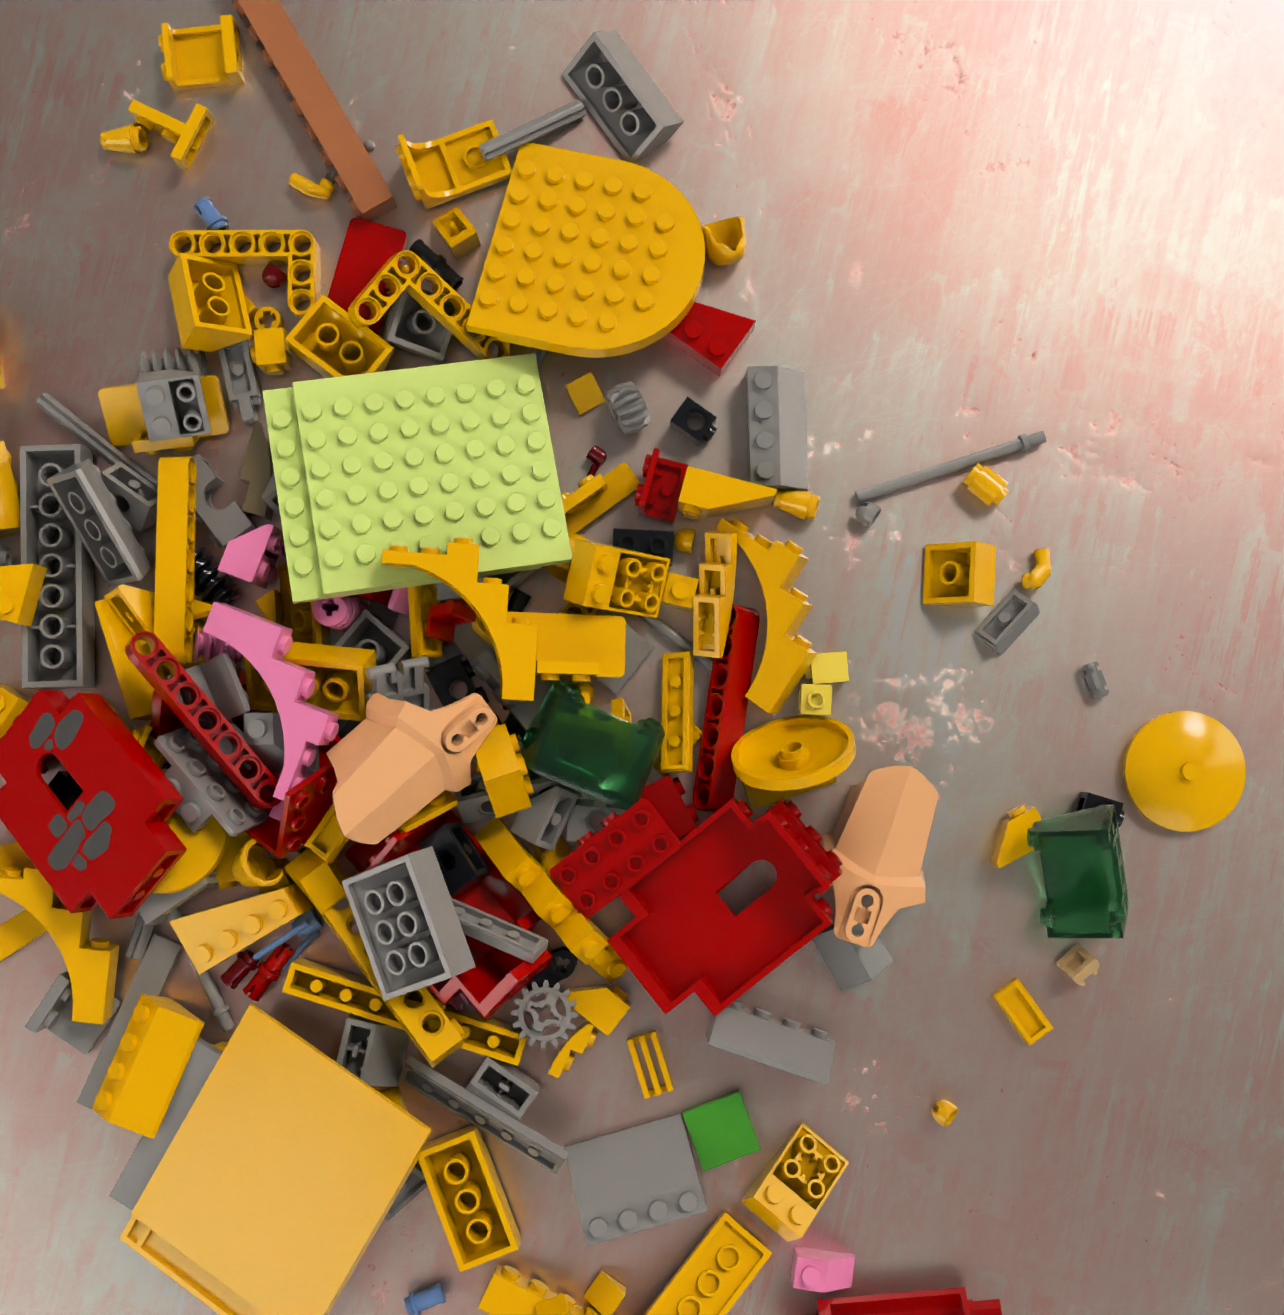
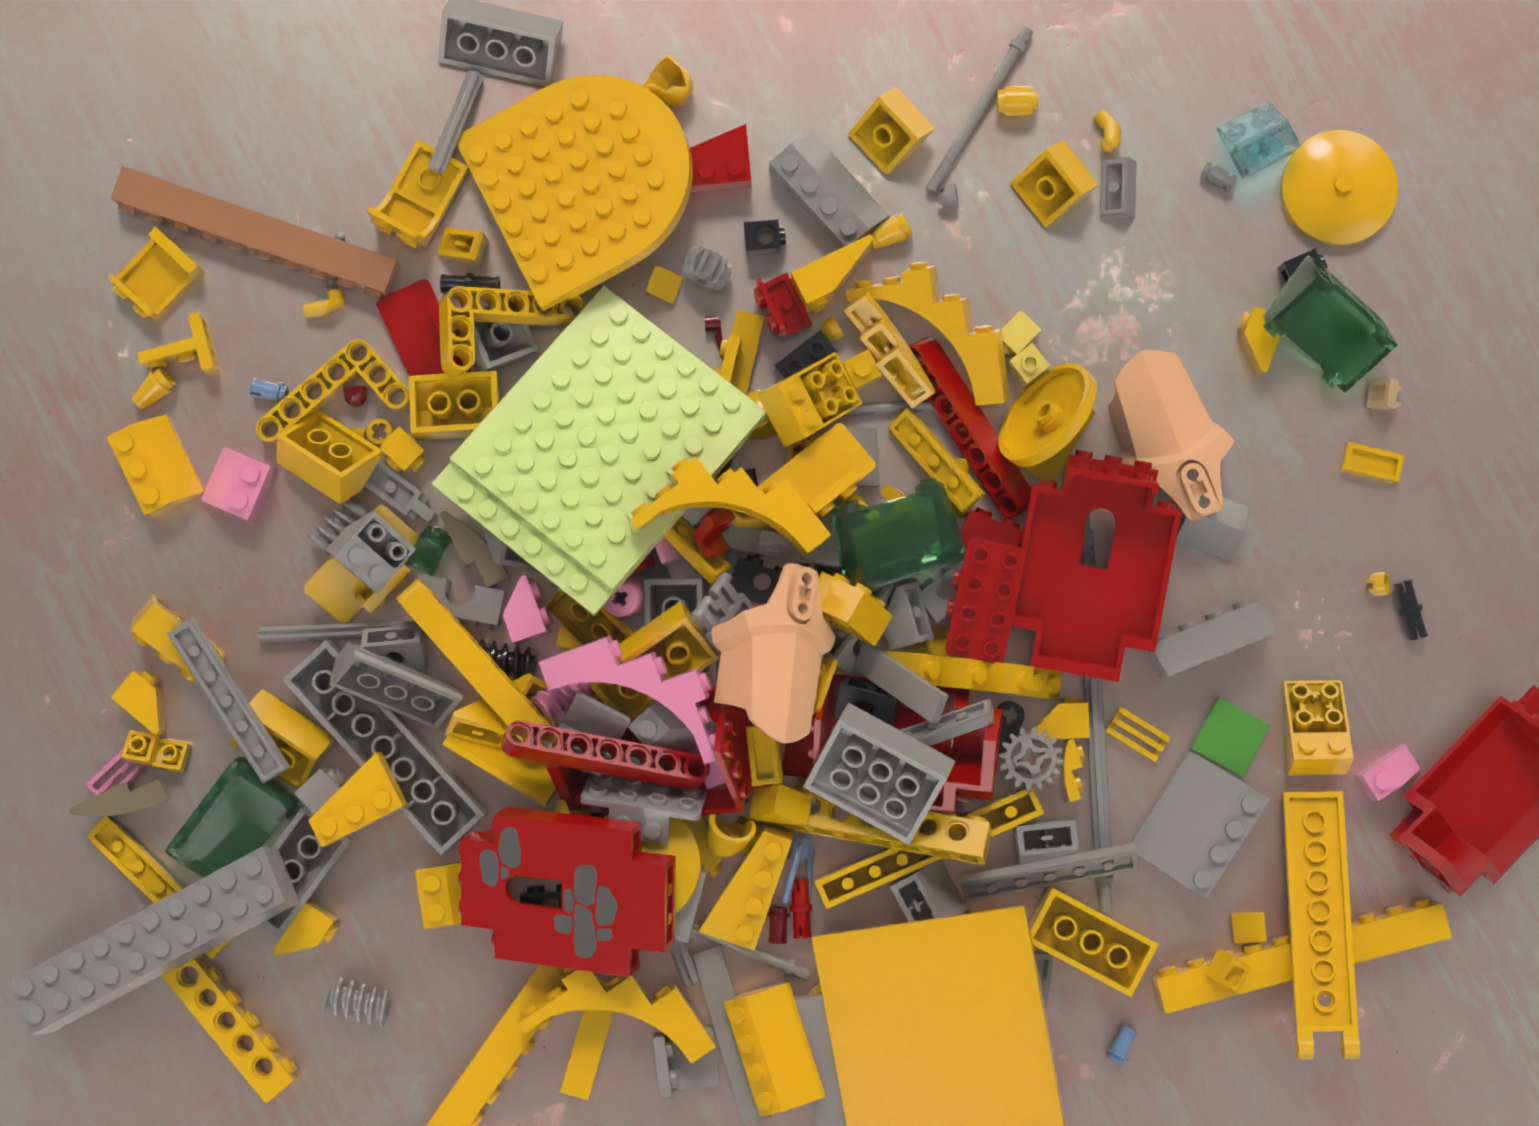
camera: 40 degrees left, 0 degrees up
(74, 199) = (155, 465): none -> yellow slope
(125, 270) = (239, 484): none -> bright pink slope
(225, 444) = (430, 549): none -> clear green bracket
(492, 866) = (901, 682): none -> light grey tile
(606, 1051) = (1097, 753): none -> light grey axle
(866, 423) = (890, 130): none -> yellow slope
(952, 1155) = (1410, 609): none -> black pin
(1152, 677) = (1258, 139): none -> clear light blue slope

